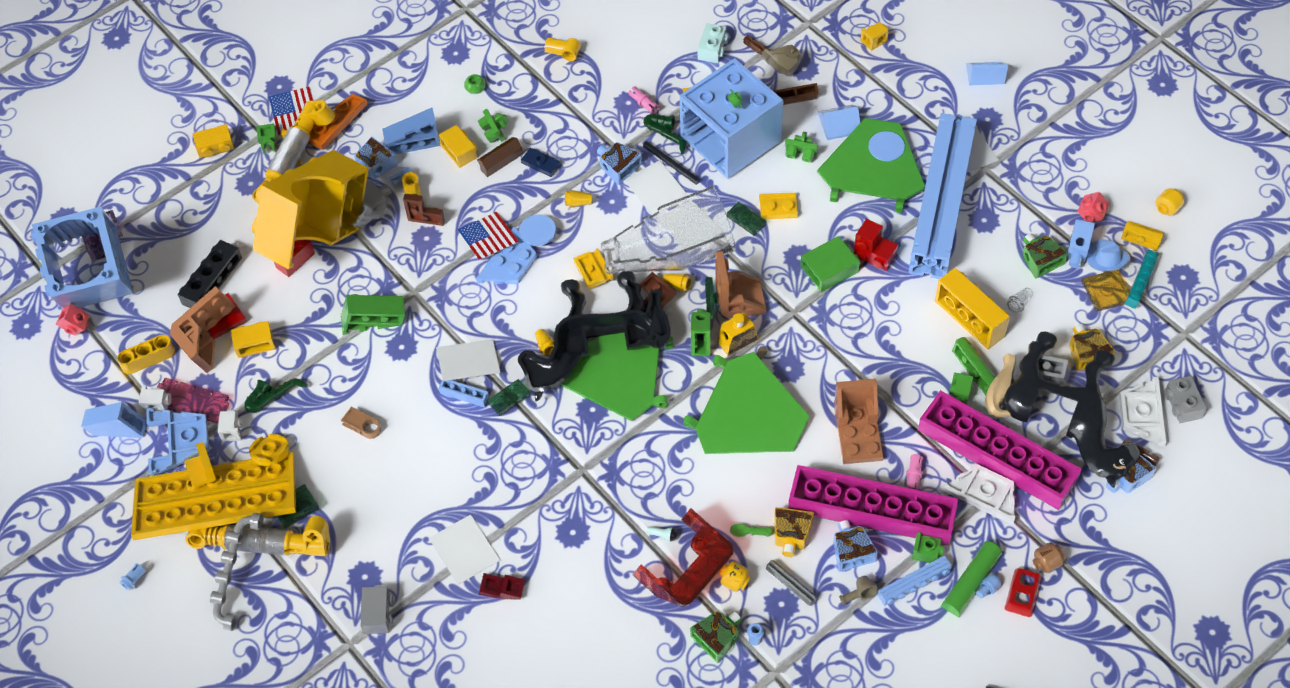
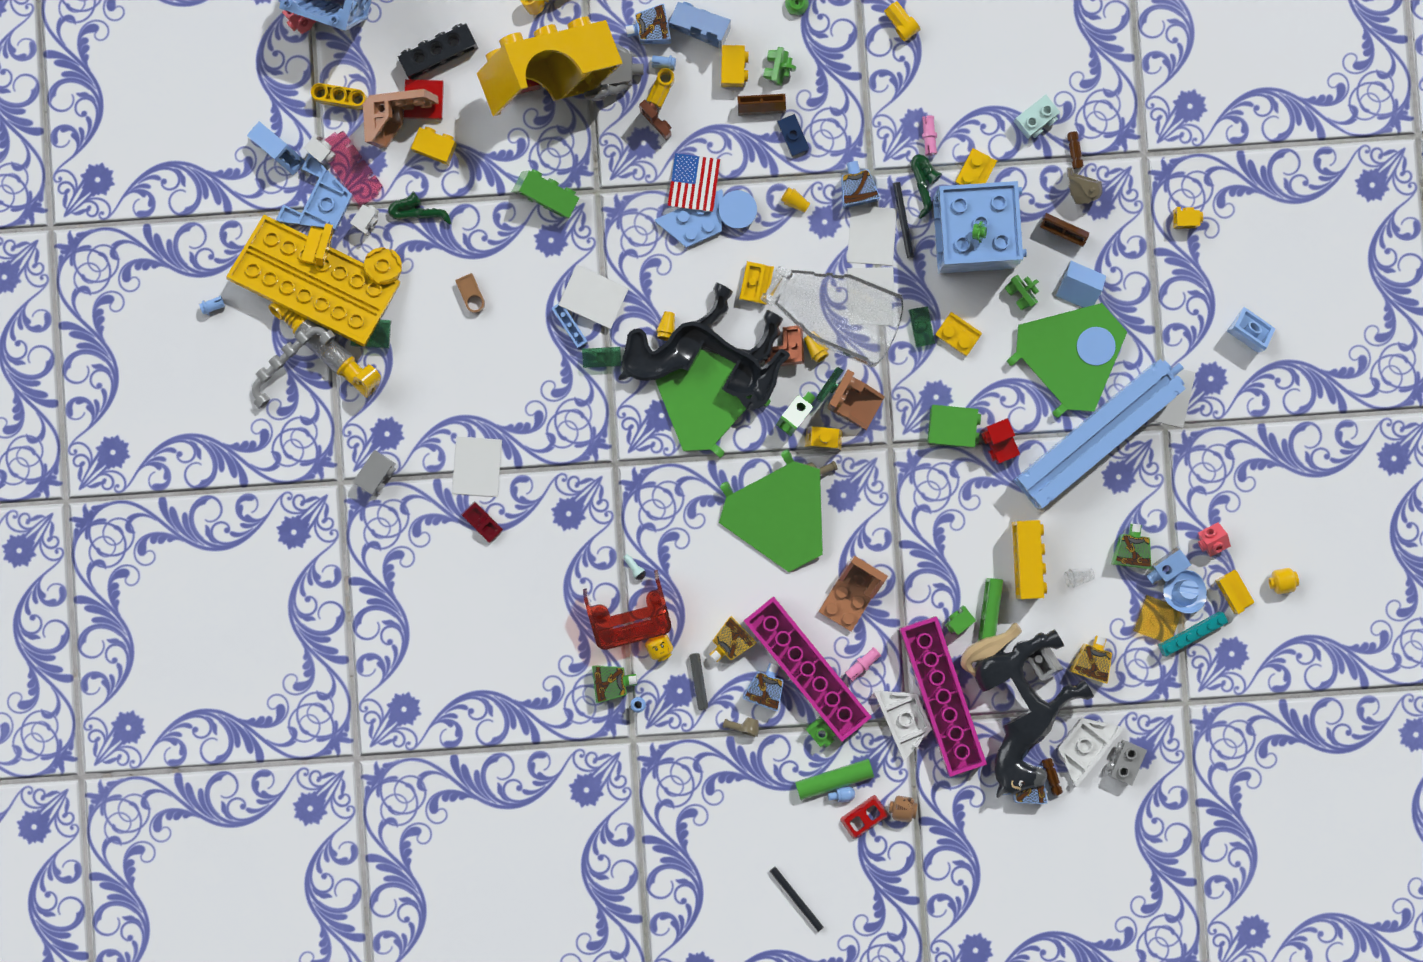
camera: 40 degrees right, 30 degrees up
(741, 530) = (695, 609): bright green piece -> none
(914, 580) = (793, 749): light blue piece -> none

